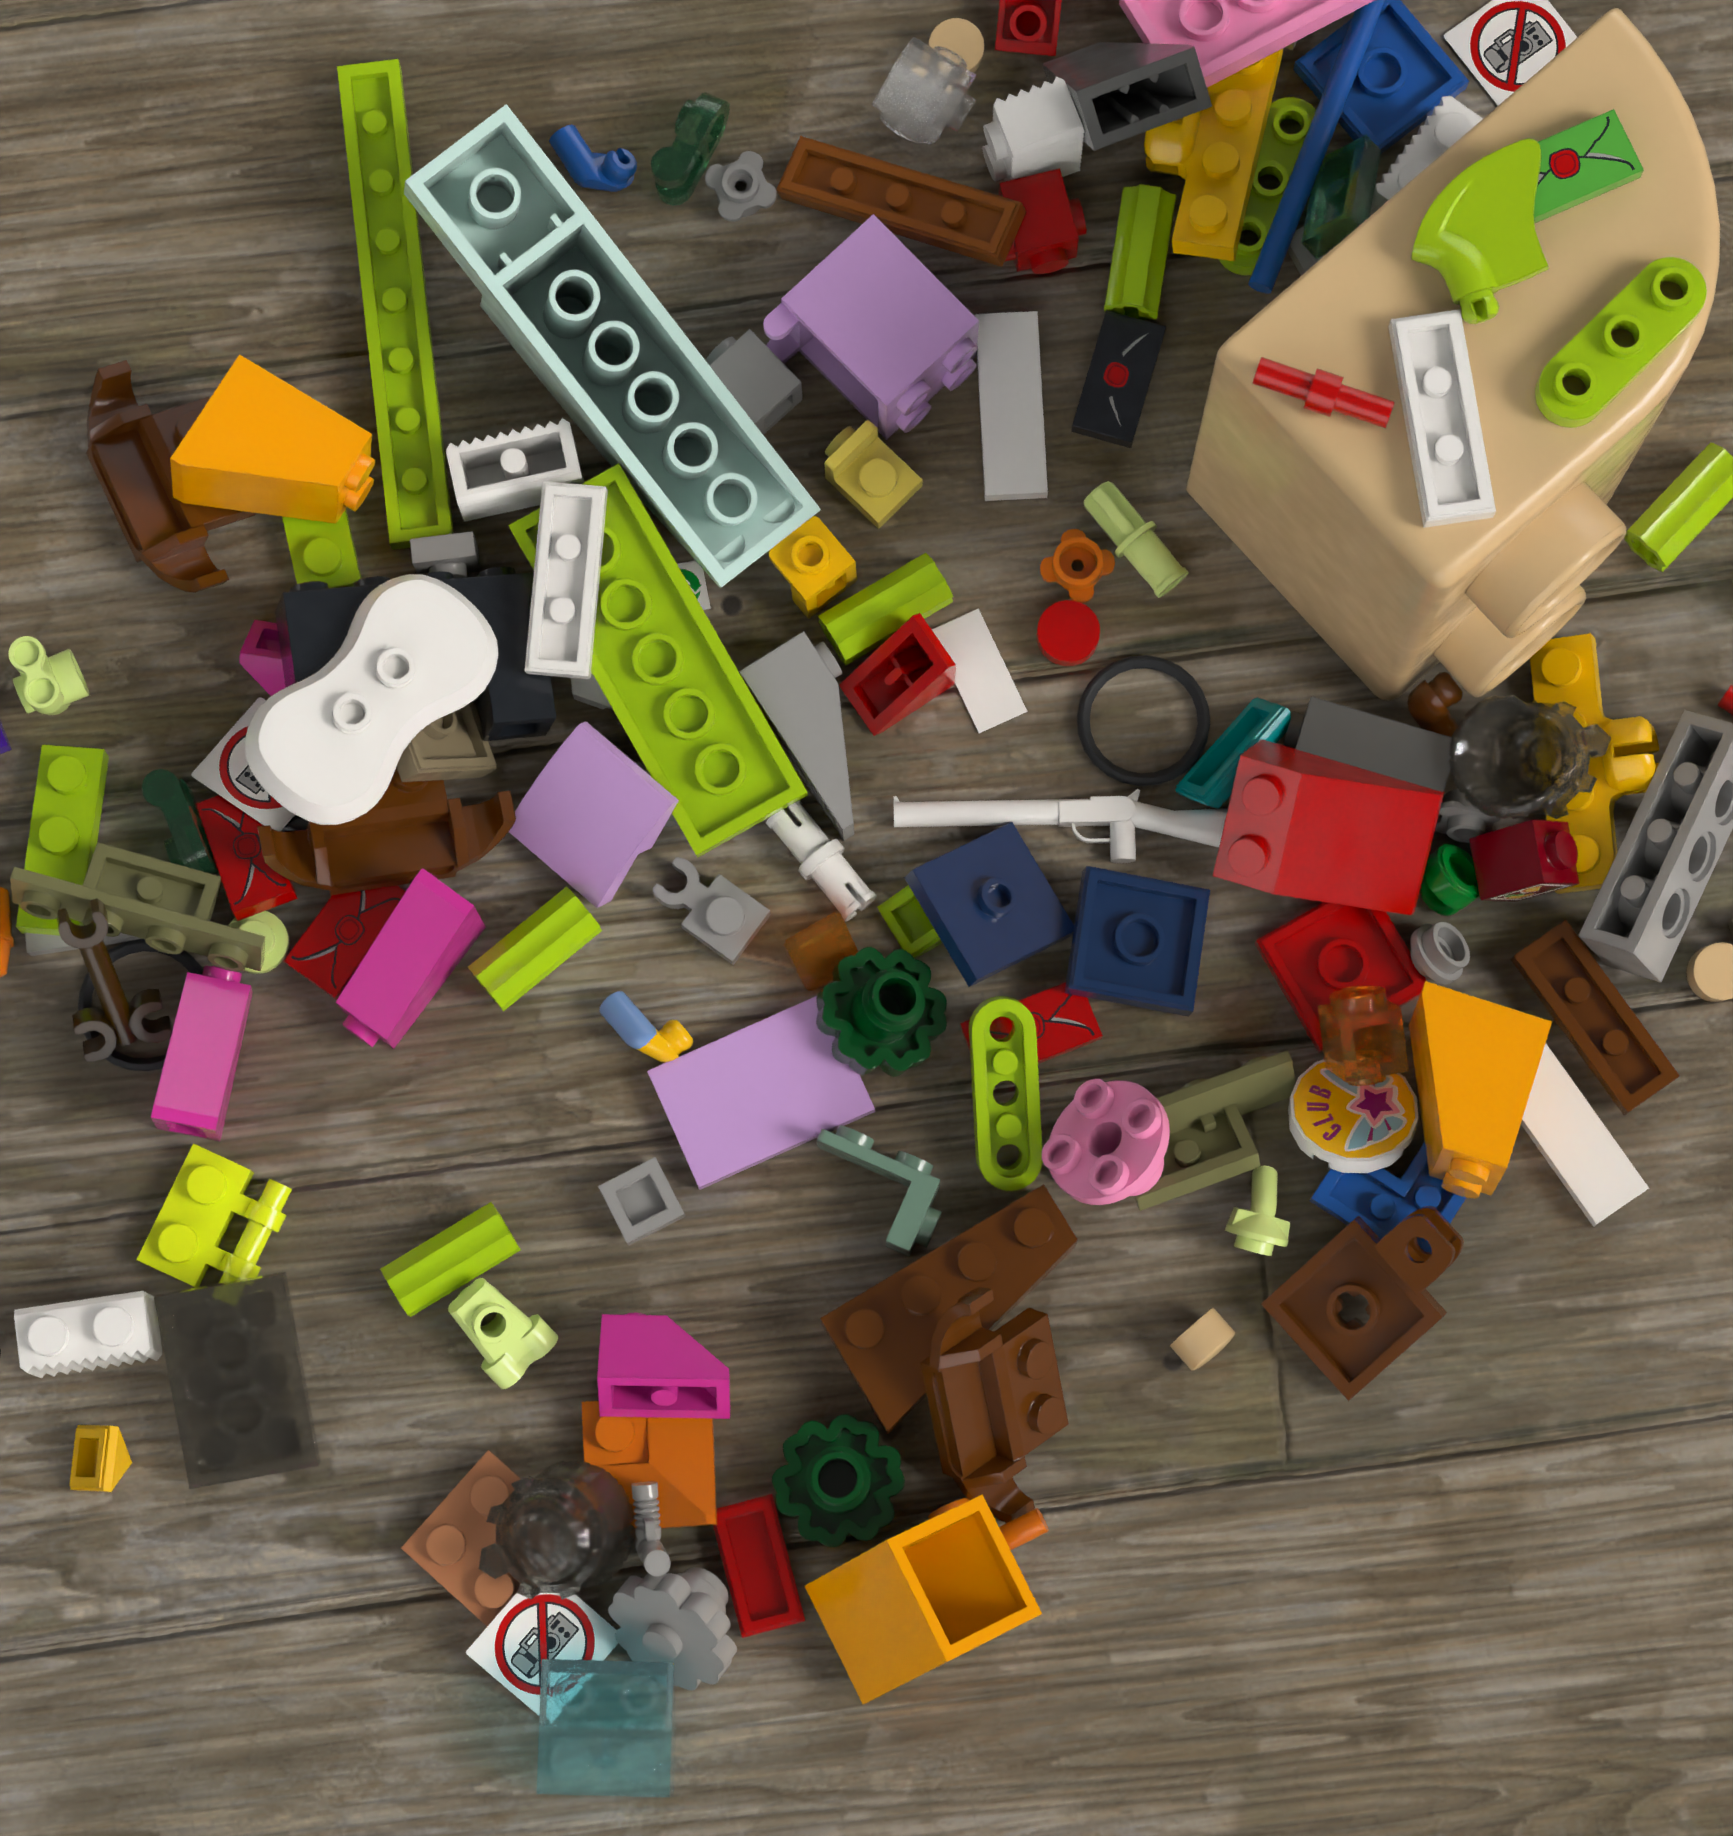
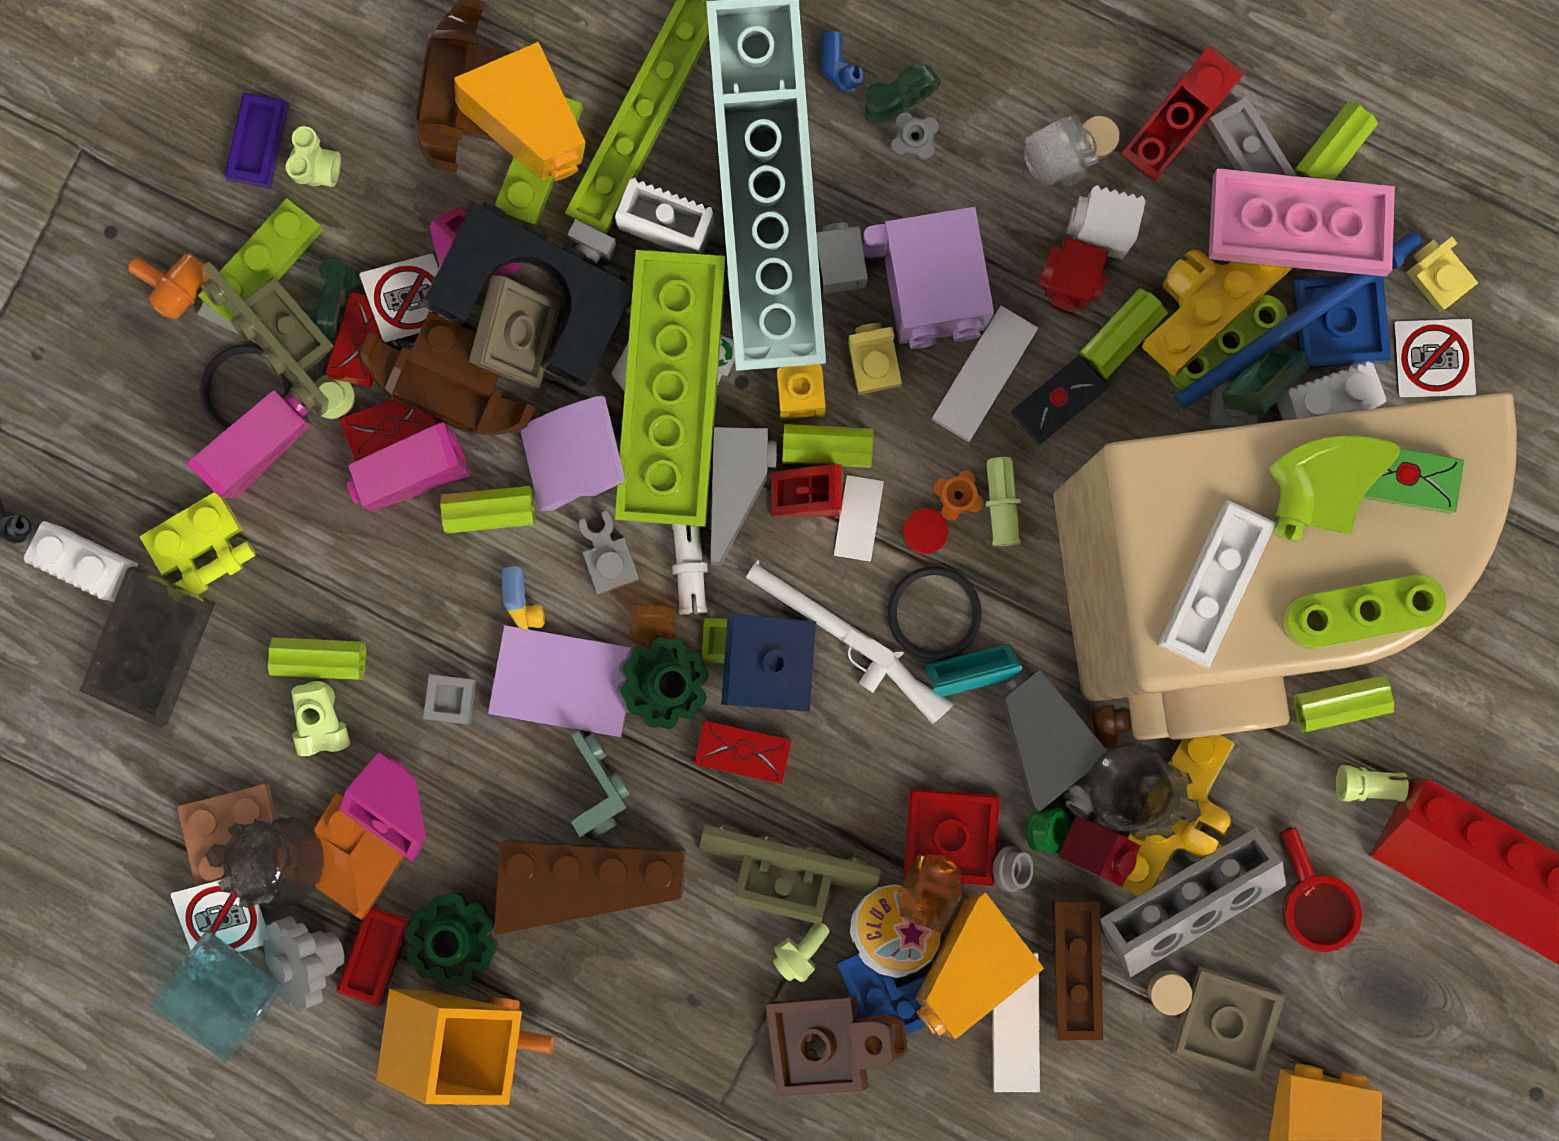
camera: 30 degrees right, 5 degrees up
(98, 1458) = (41, 638): yellow slope -> none
(117, 1021) = (217, 386): dark brown bar -> none
(339, 734) = (447, 309): white plate -> none
(566, 580) = (646, 305): white tile -> none
(648, 1530) = (318, 899): light grey hose -> none
(902, 199) = (1002, 208): dark orange tile -> none
(992, 1399) = (567, 958): reddish brown plate -> none
(1019, 1118) = (695, 798): lime plate -> none
(1108, 1142) = (735, 855): bright pink plate -> none
(1130, 87) = (1182, 231): dark grey slope -> none
(1137, 941) = (840, 742): dark blue plate -> none
(1203, 1340) = (717, 1002): tan piece -> none
(1323, 392) = (1153, 518): red bar -> none
(1326, 830) = (993, 755): red slope -> none

